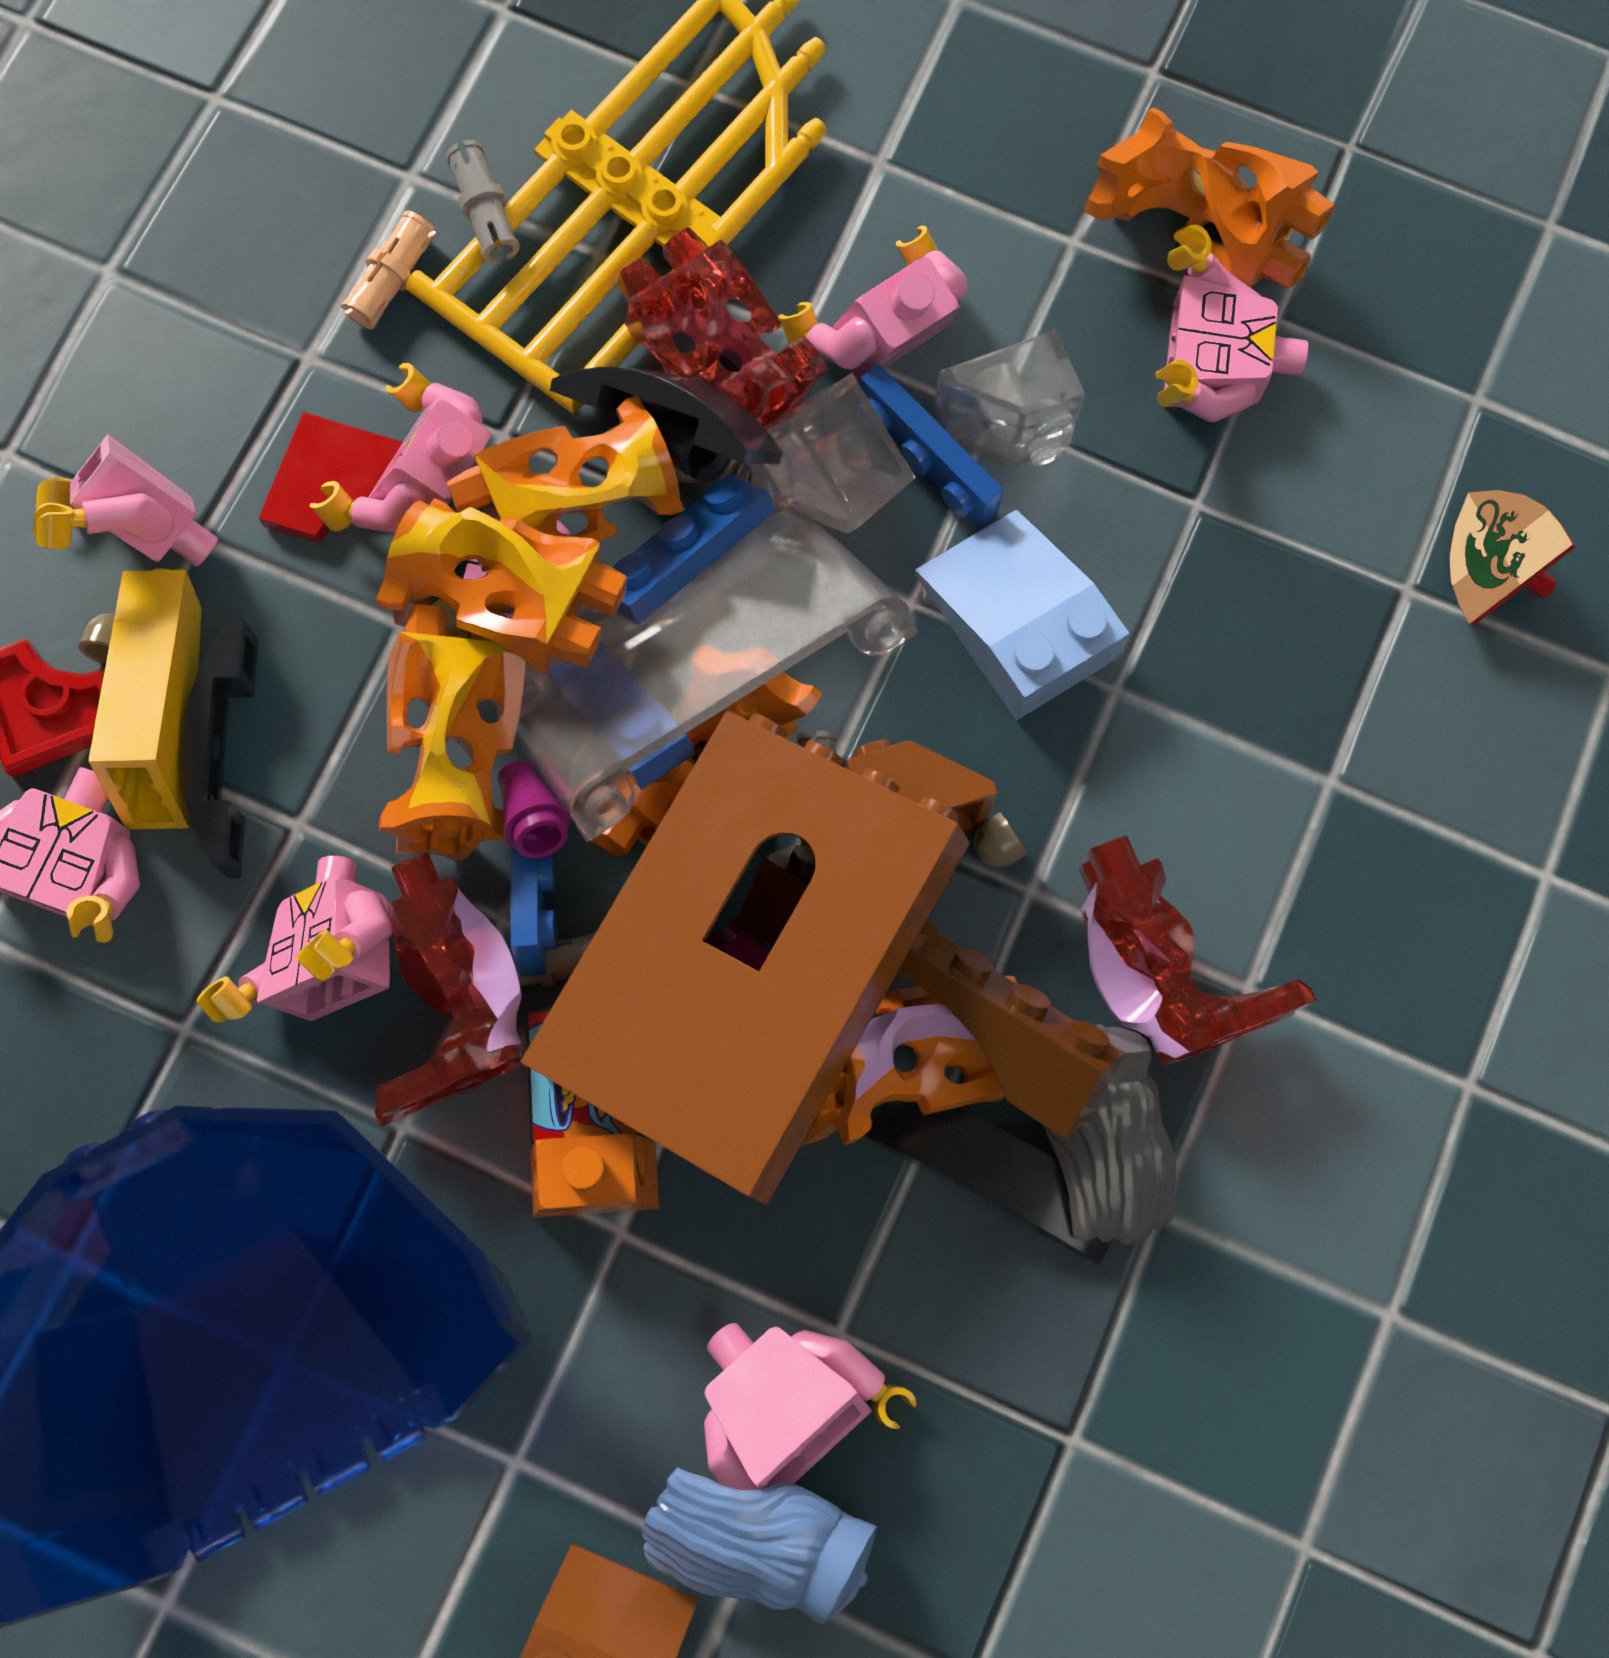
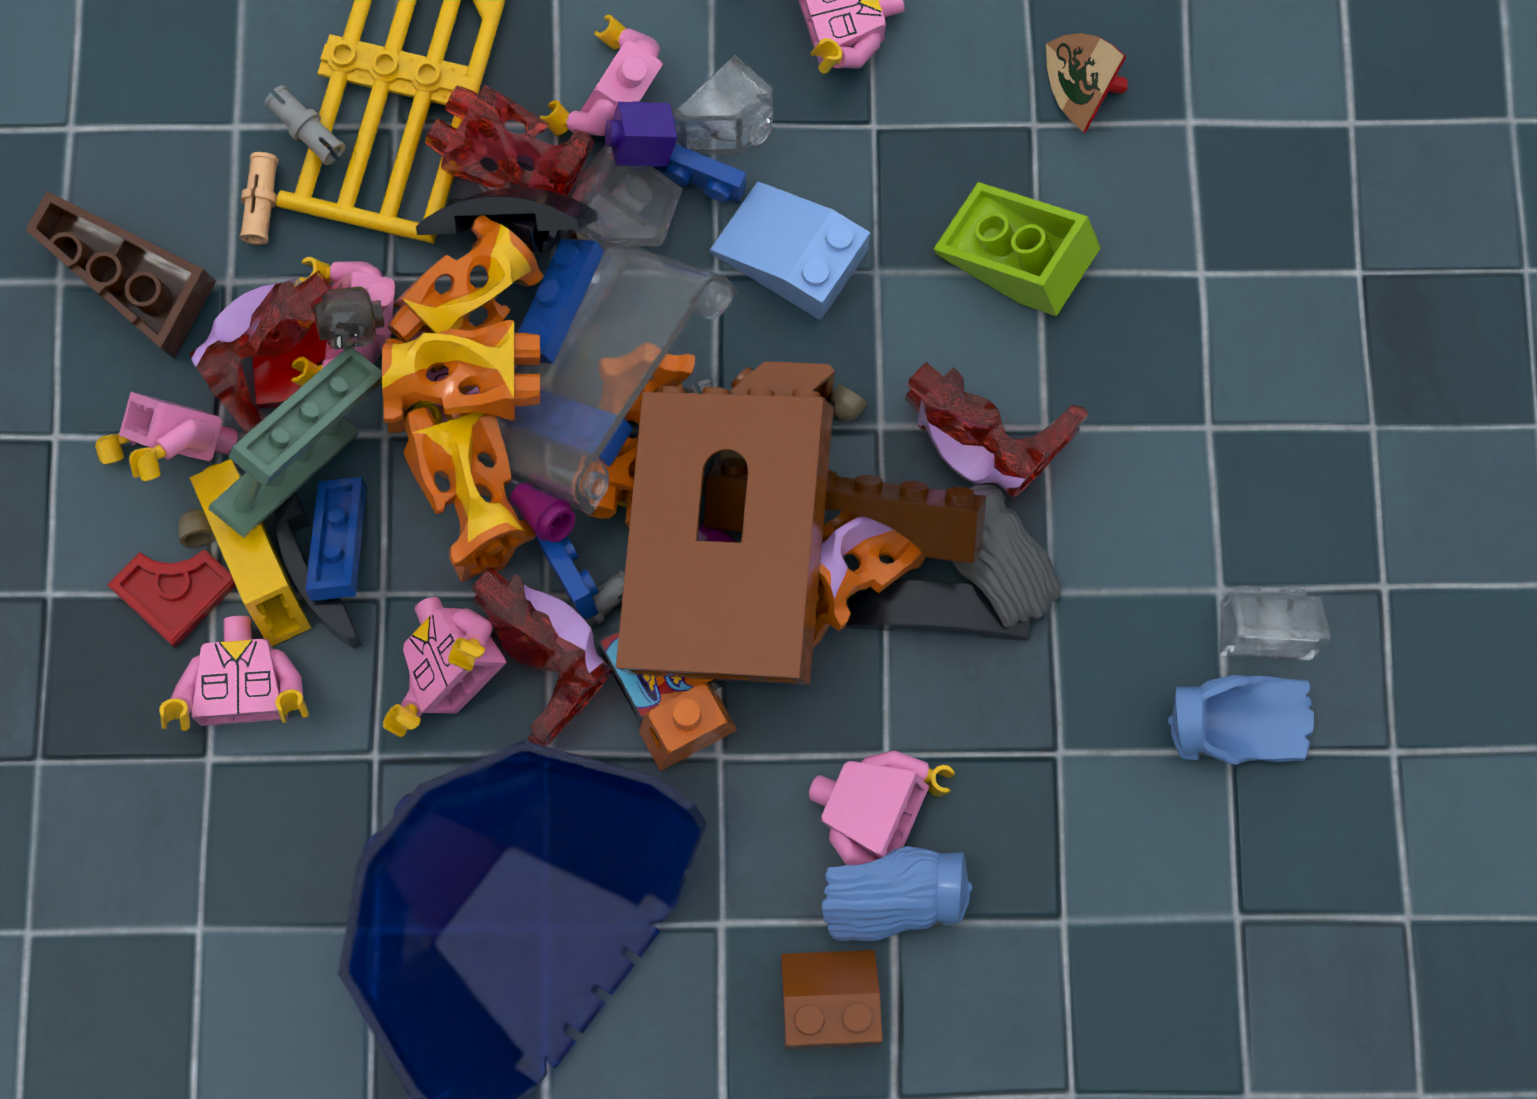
camera: 25 degrees left, 0 degrees up
(187, 303) = (135, 276): none -> reddish brown wedge
(253, 579) = (295, 441): none -> sand green fence
(262, 730) = (336, 539): none -> blue plate
(298, 416) = (256, 324): none -> clear red hips
(394, 449) = (348, 318): none -> clear smoke head
(888, 380) = (641, 134): none -> dark purple brick
(1321, 738) = (1020, 246): none -> lime slope
(1346, 1519) = (1243, 719): none -> medium blue hair
(1446, 1403) = (1272, 624): none -> clear slope

